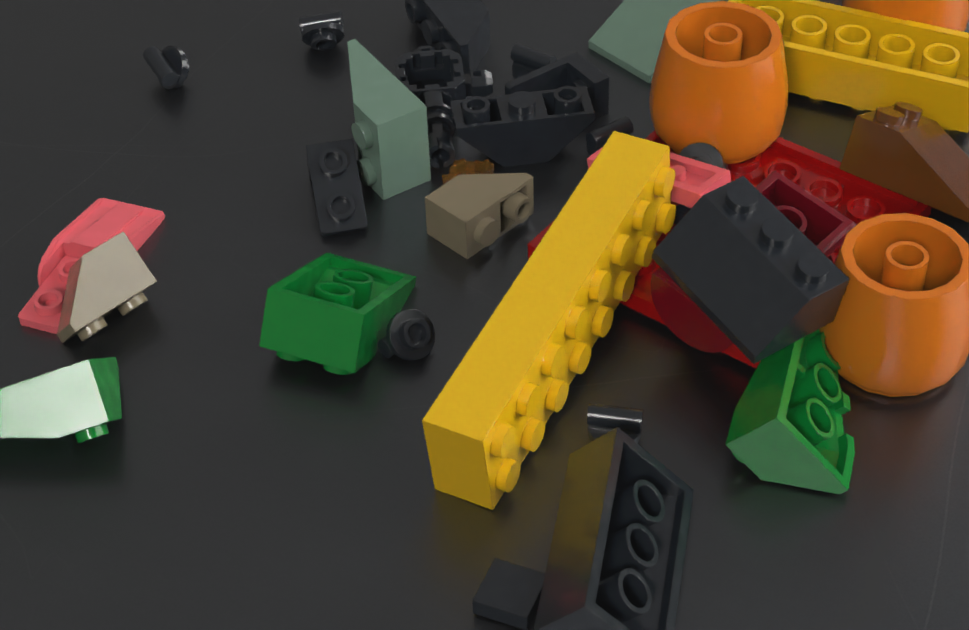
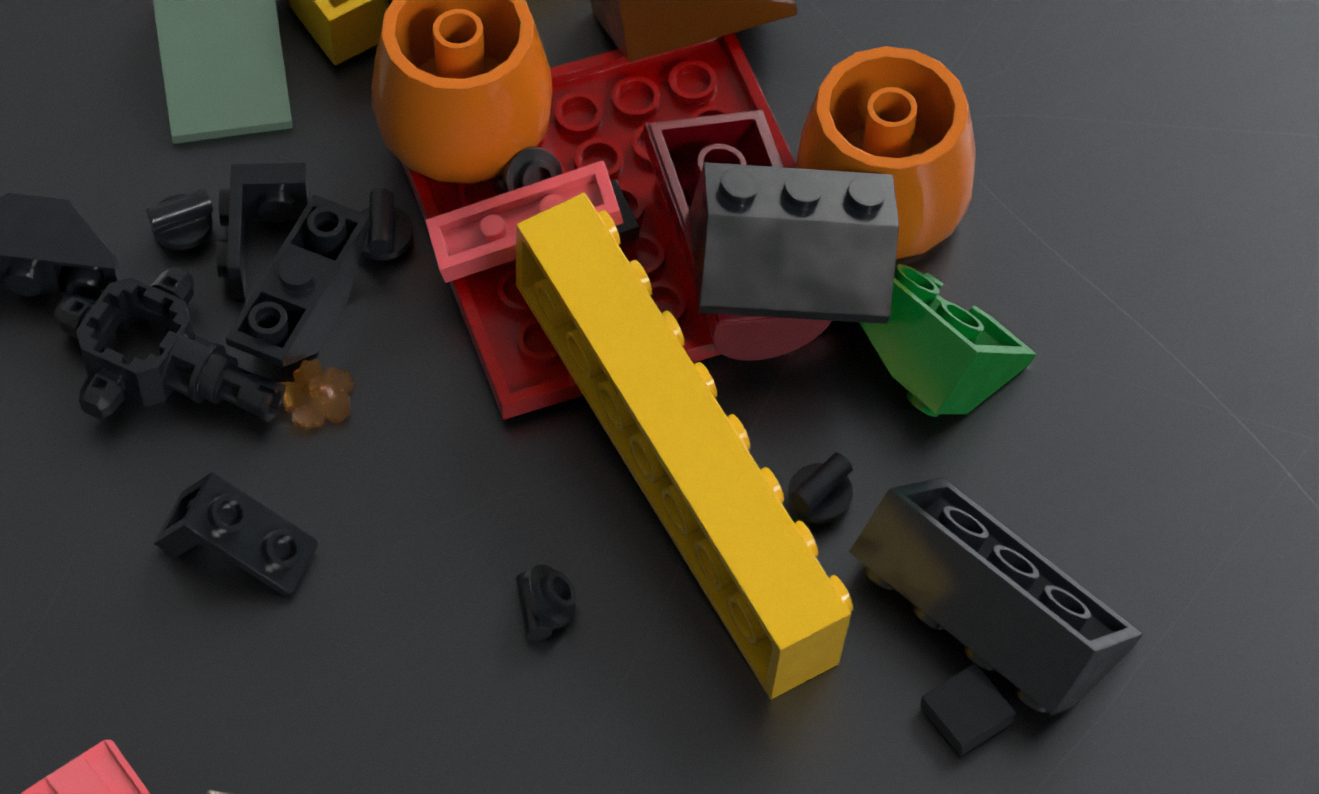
camera: 60 degrees left, 15 degrees up
(333, 312) = (457, 643): green slope -> none
(387, 127) = (183, 423): sand green slope -> none
(478, 209) = (399, 424): dark tan slope -> none

